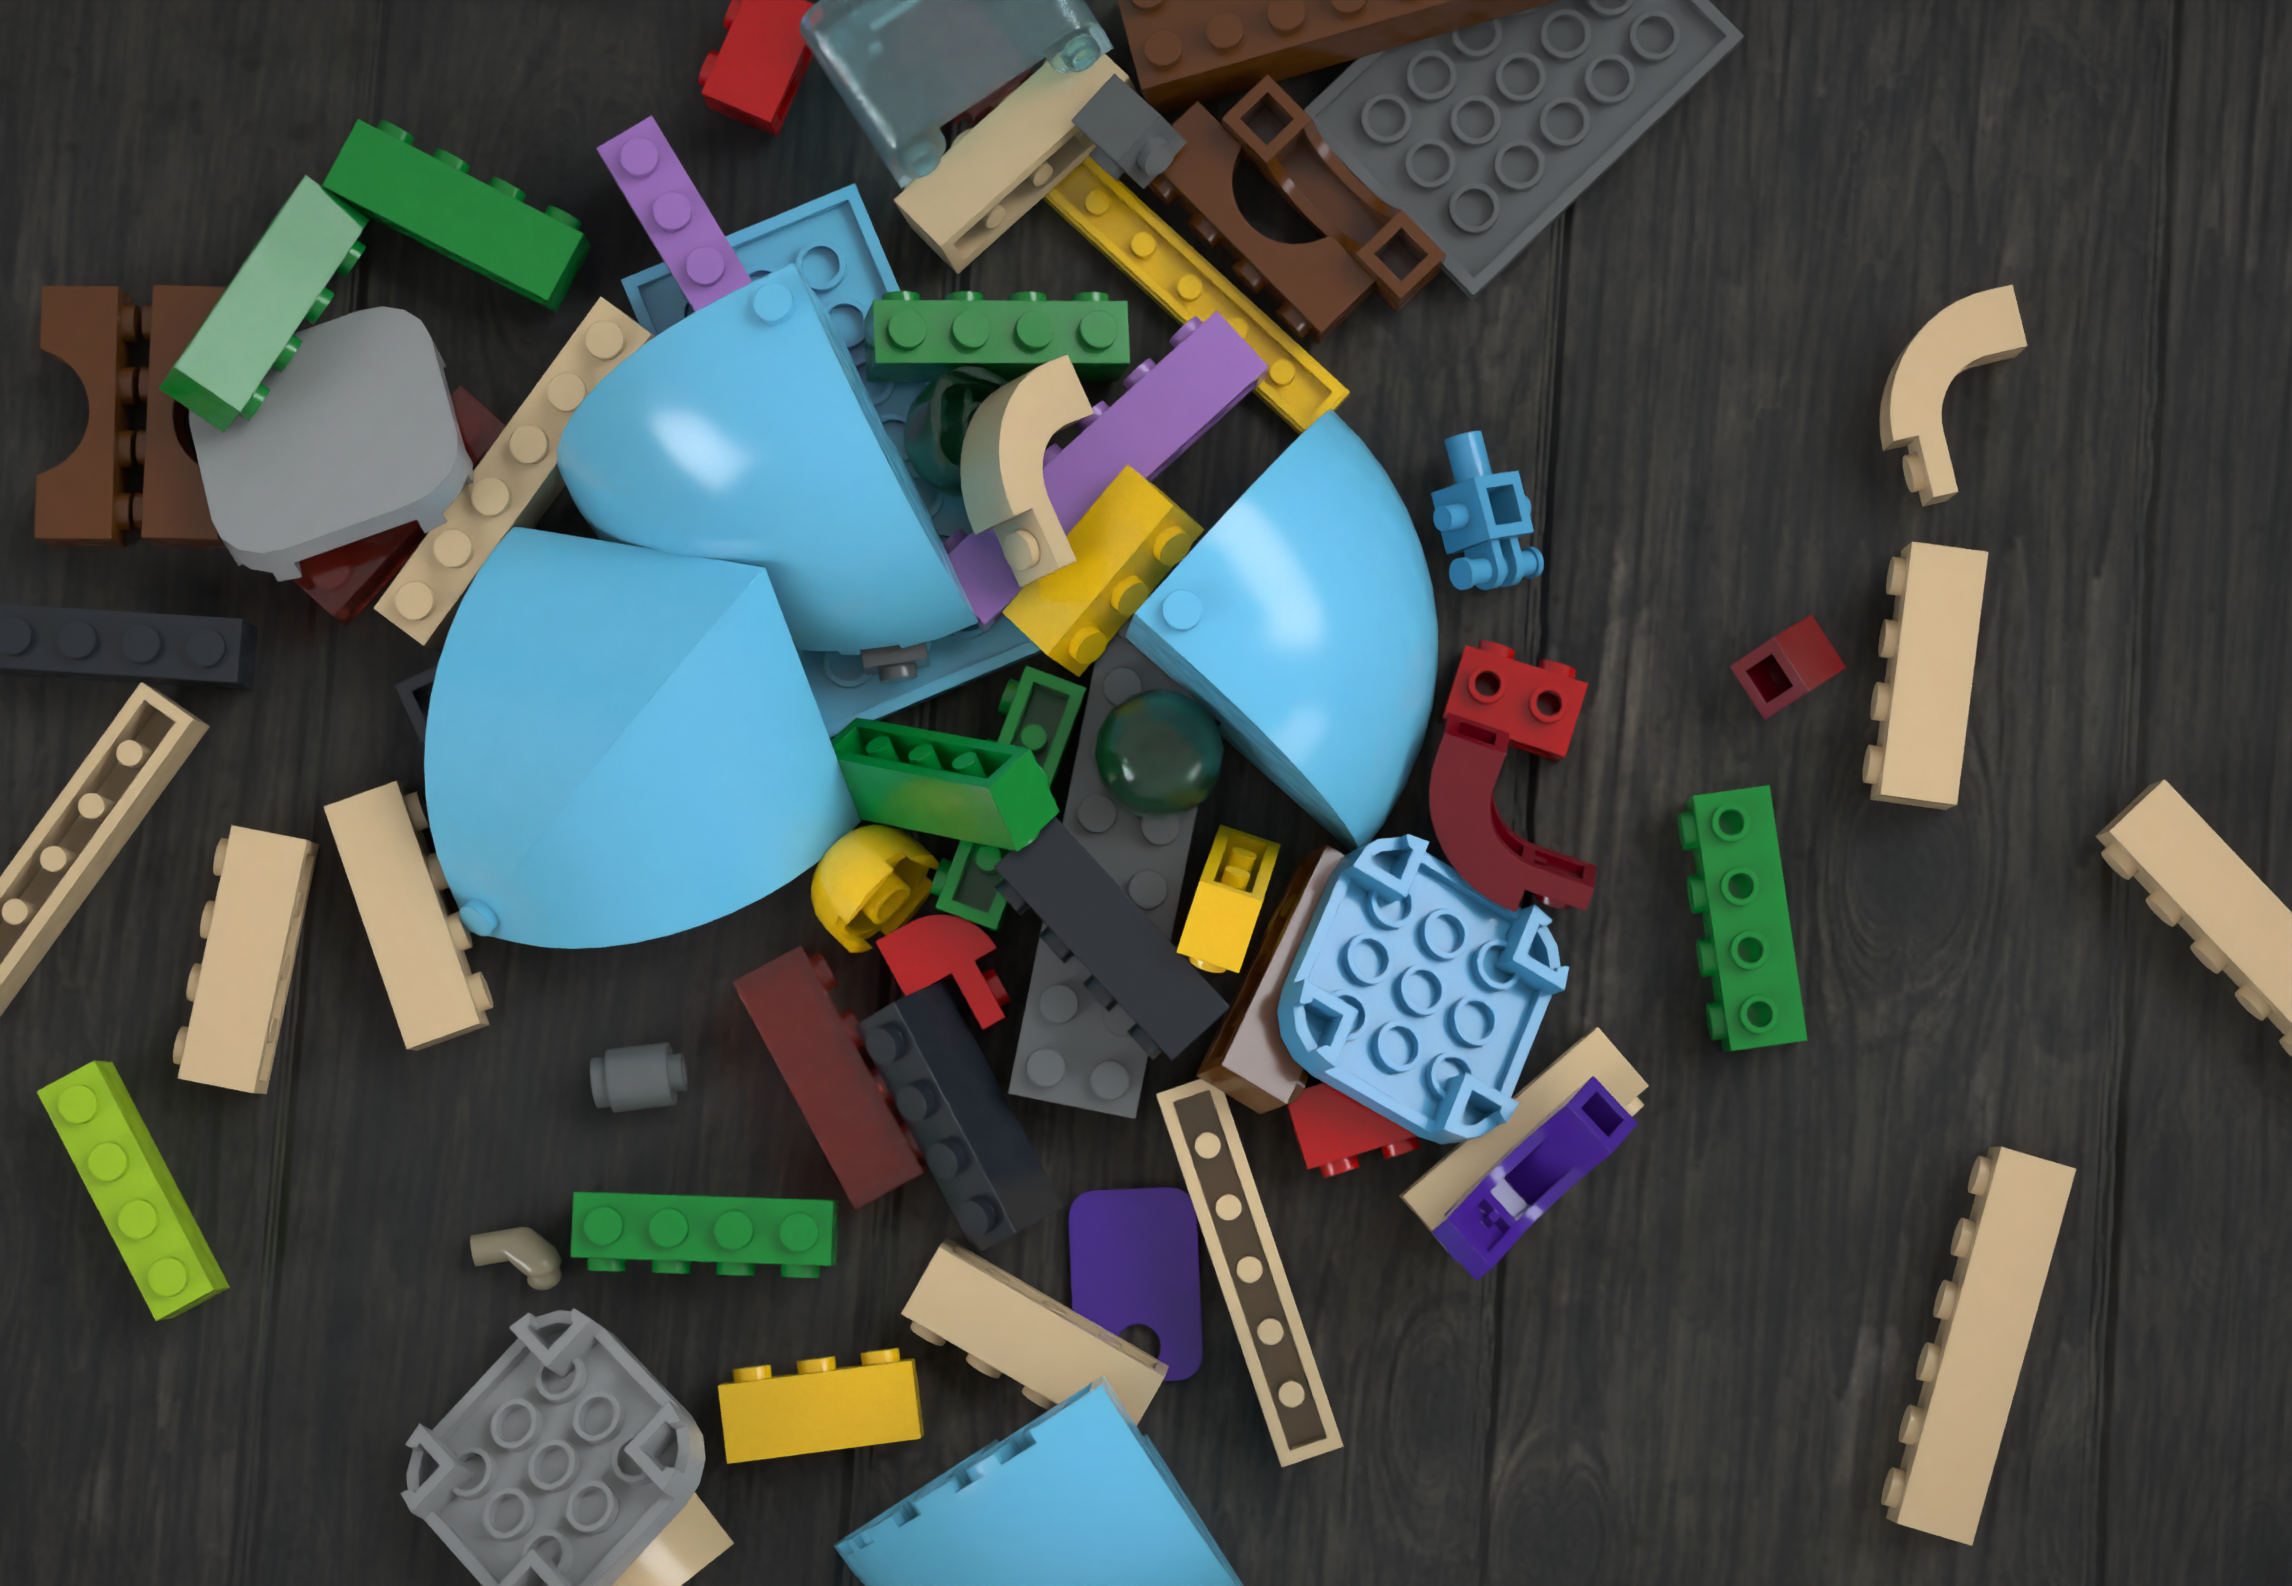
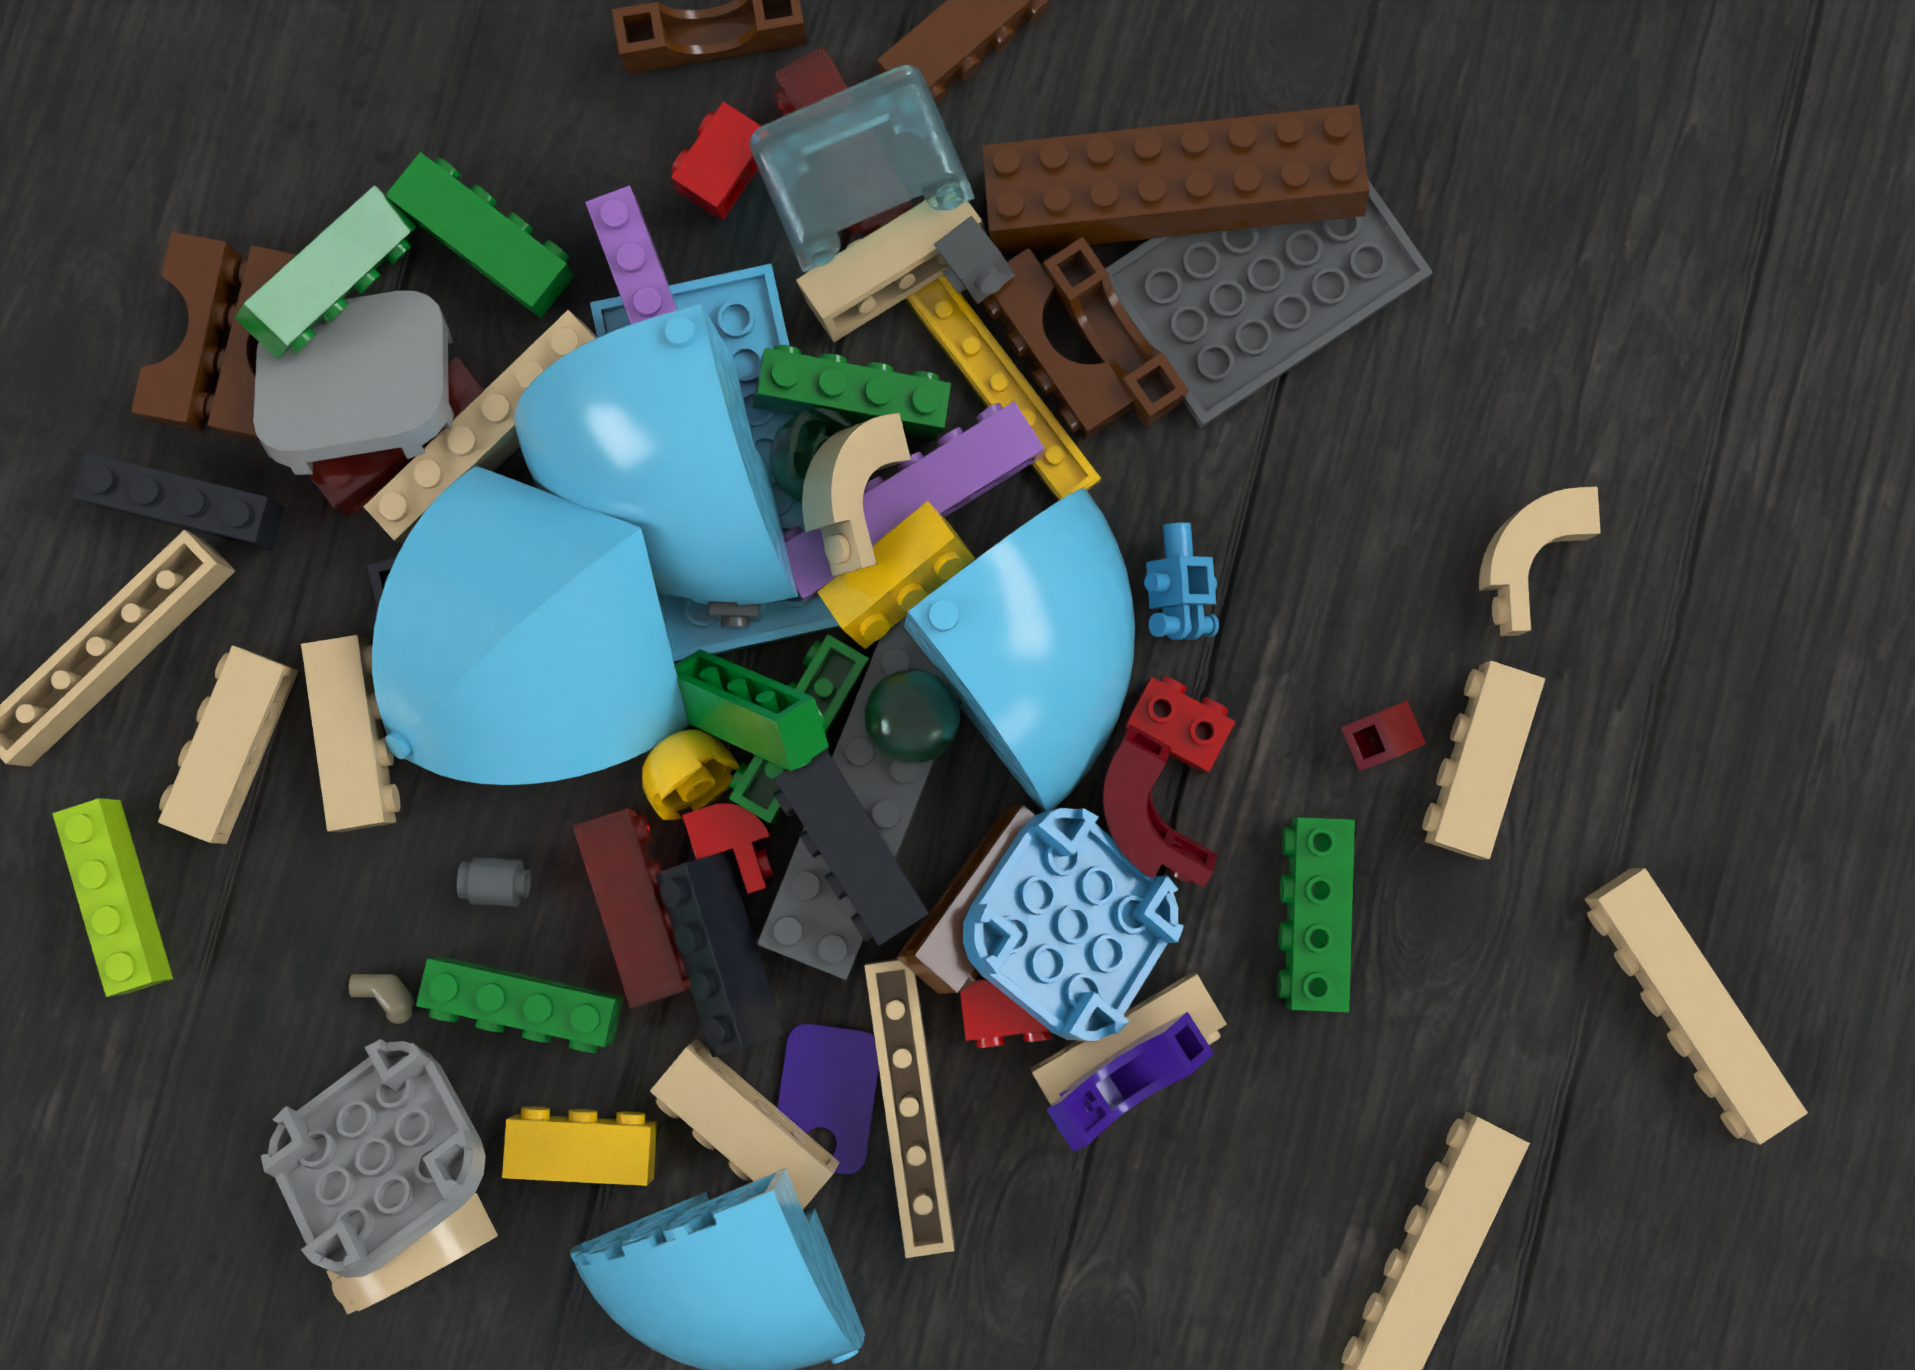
camera: 10 degrees right, 0 degrees up
(1228, 900) = (942, 833): yellow brick -> none

